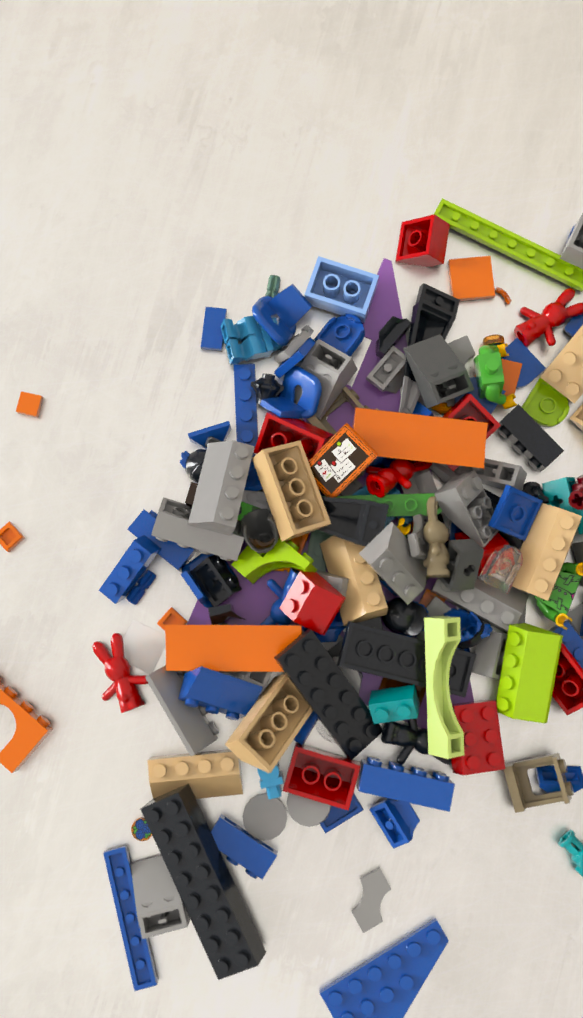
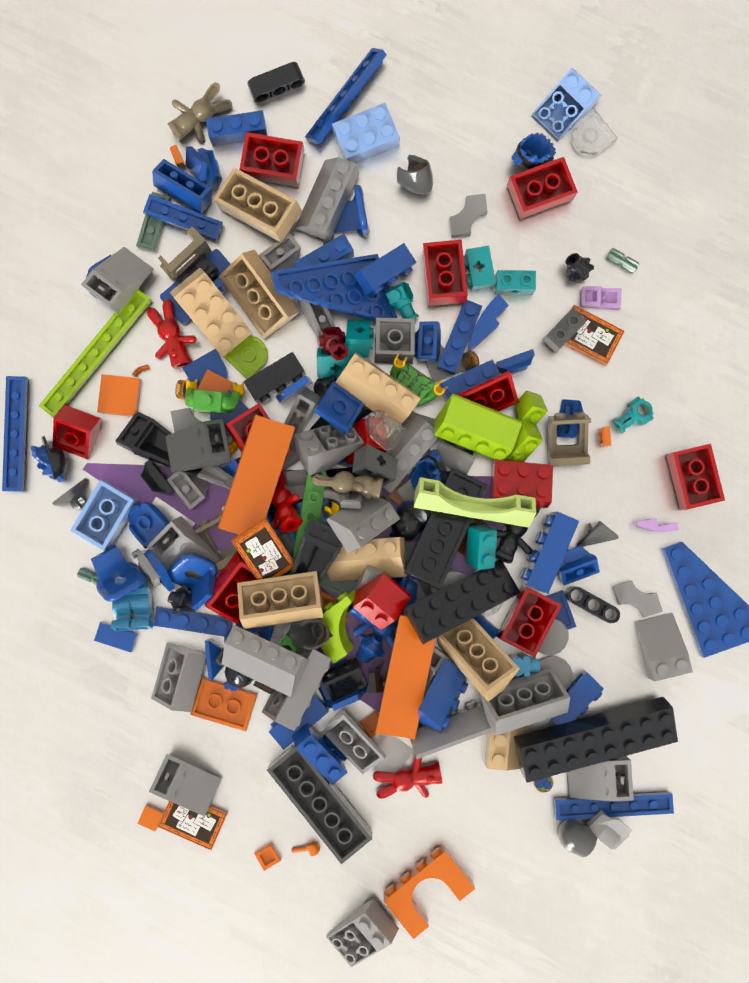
camera: 80 degrees left, 5 degrees up
(26, 583) = (312, 847): none -> orange hand
(34, 448) = (192, 825): none -> tile
(70, 432) = (185, 785): none -> light grey slope
(75, 582) = (320, 804): none -> dark grey brick
(87, 881) = (577, 837): none -> dark grey piece
(102, 917) = (609, 830): none -> light grey slope
(149, 604) = (353, 742): none -> light grey slope
(162, 456) = (223, 705): none -> orange tile
(183, 403) = (178, 677): none -> light grey slope
(230, 790) = (526, 702): none -> light grey slope
(255, 601) = (370, 648): none -> blue rock
(321, 941) = (663, 647): none -> light grey slope
(350, 857) = (601, 605): none -> black beam
(353, 253) = (72, 496): none -> dark grey piece
(386, 223) = (51, 460): none -> hair
(406, 181) = (14, 434): none -> blue plate
(435, 838) = (598, 534): none -> dark grey piece
(460, 900) = (652, 525): none -> lavender slope
(521, 458) = (294, 388): none -> blue tile
(528, 942) = (695, 477): none -> red brick
(549, 824) = (604, 437): none -> orange tile
(559, 730) = (529, 411): none -> lime arch

